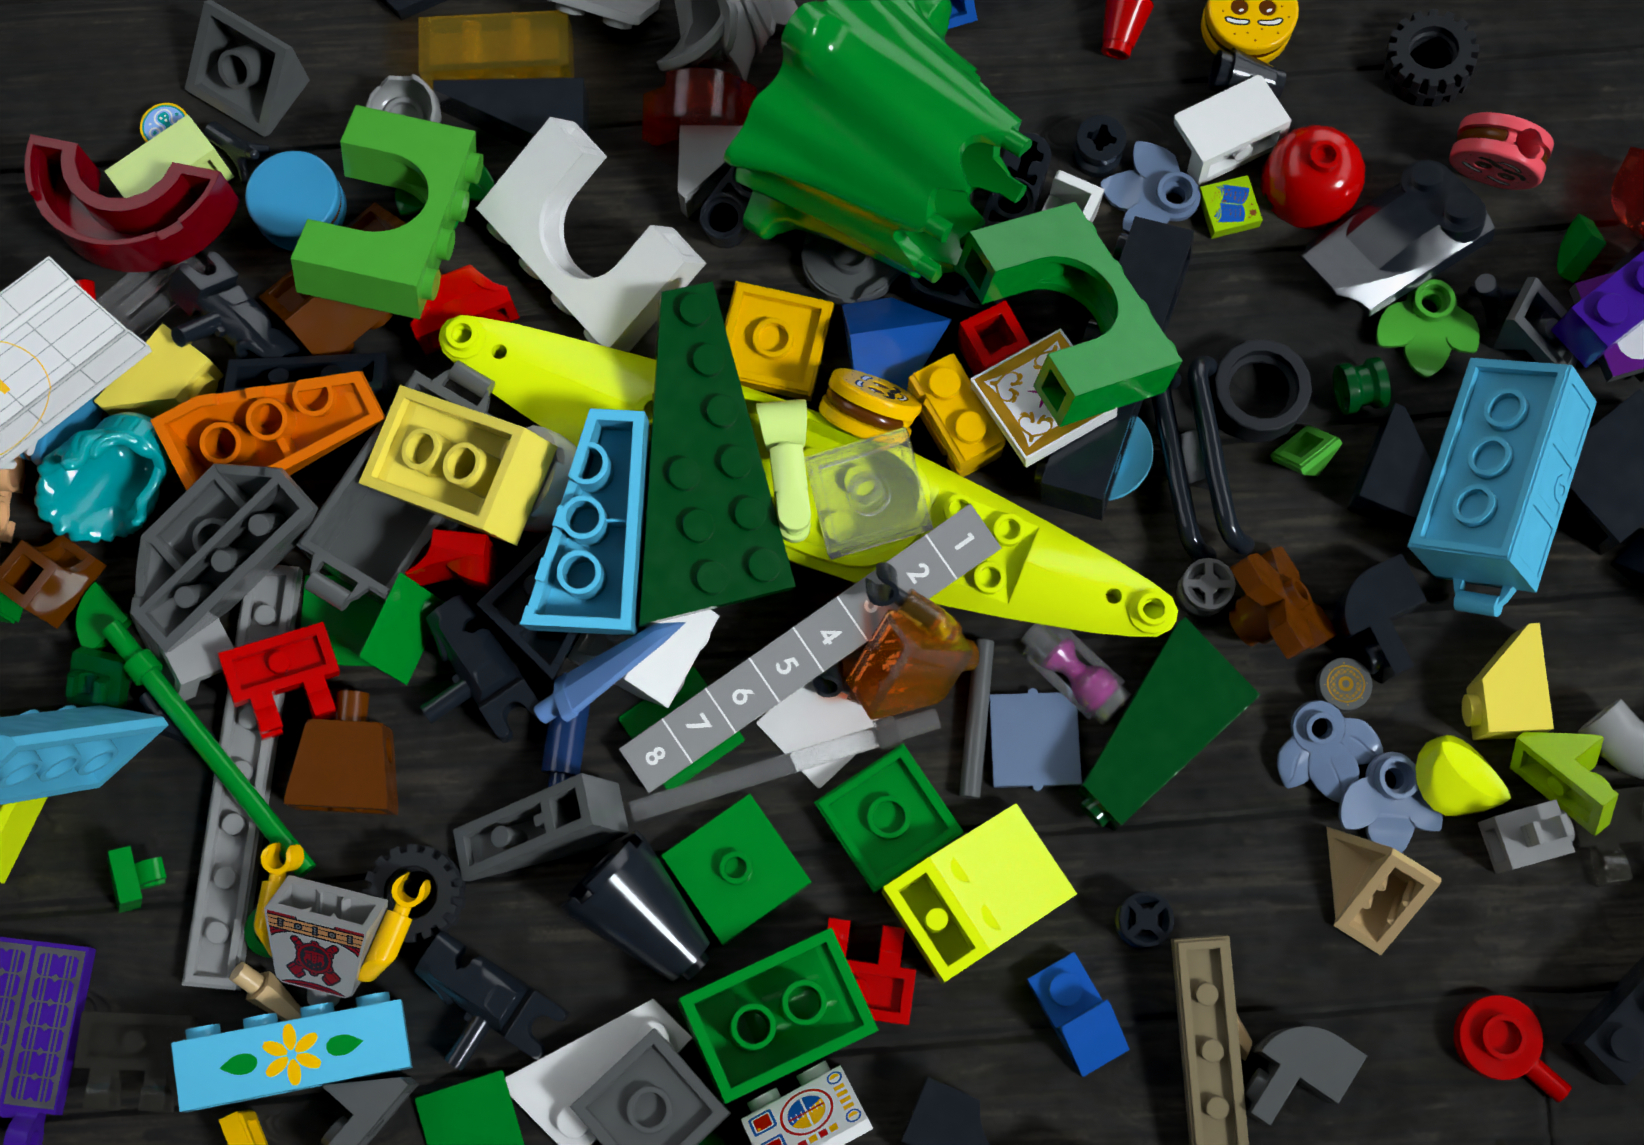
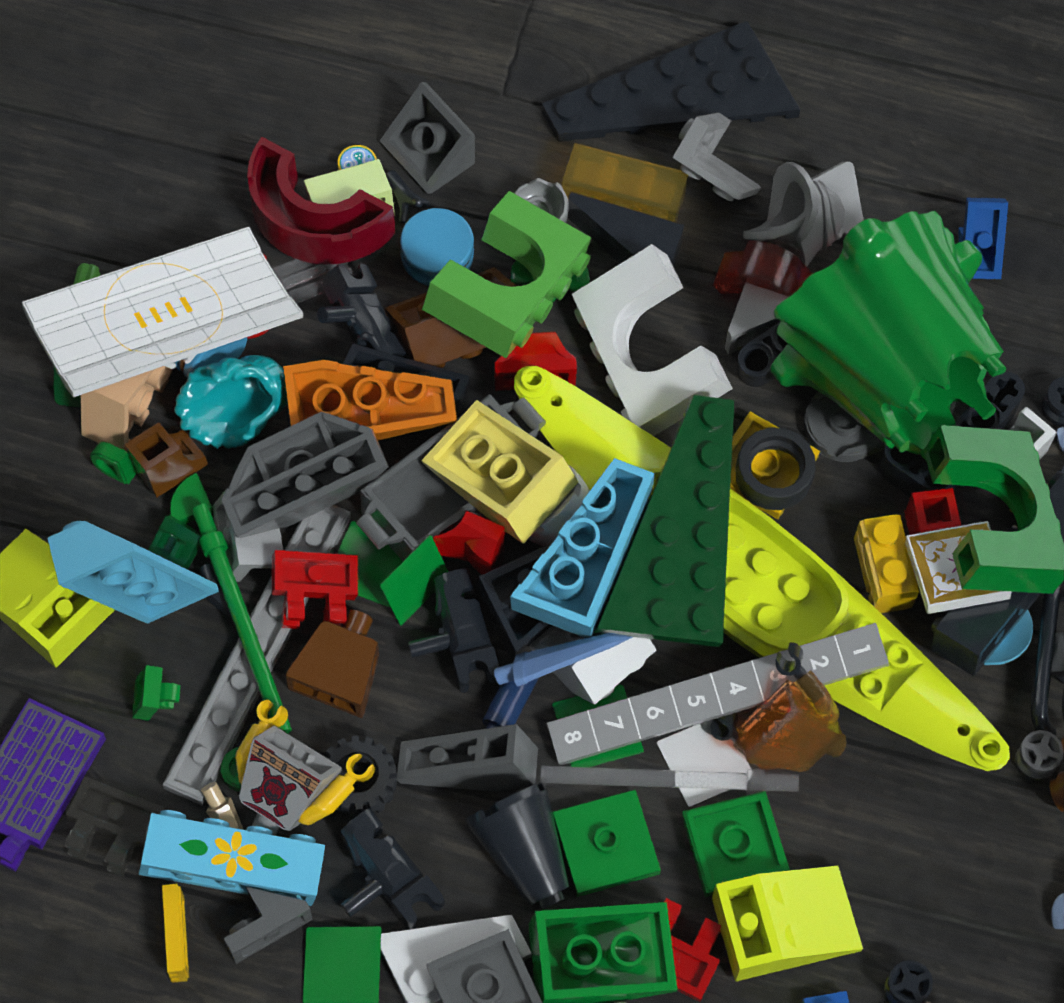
camera: 15 degrees right, 10 degrees down
(161, 379) = (295, 341): light yellow slope -> none
(784, 435) = (749, 533): yellowish green piece -> none
(788, 306) = (785, 441): none -> black tyre
(867, 404) = (822, 534): yellow head -> none
(868, 493) = (800, 593): clear plate -> none
(891, 337) = (850, 494): blue slope -> none
(976, 722) = (827, 797): dark grey bar -> none
(1034, 740) = (868, 826): sand blue piece -> none
(1094, 687) = (926, 800): clear piece -> none
(1171, 718) = (977, 844): dark green slope -> none

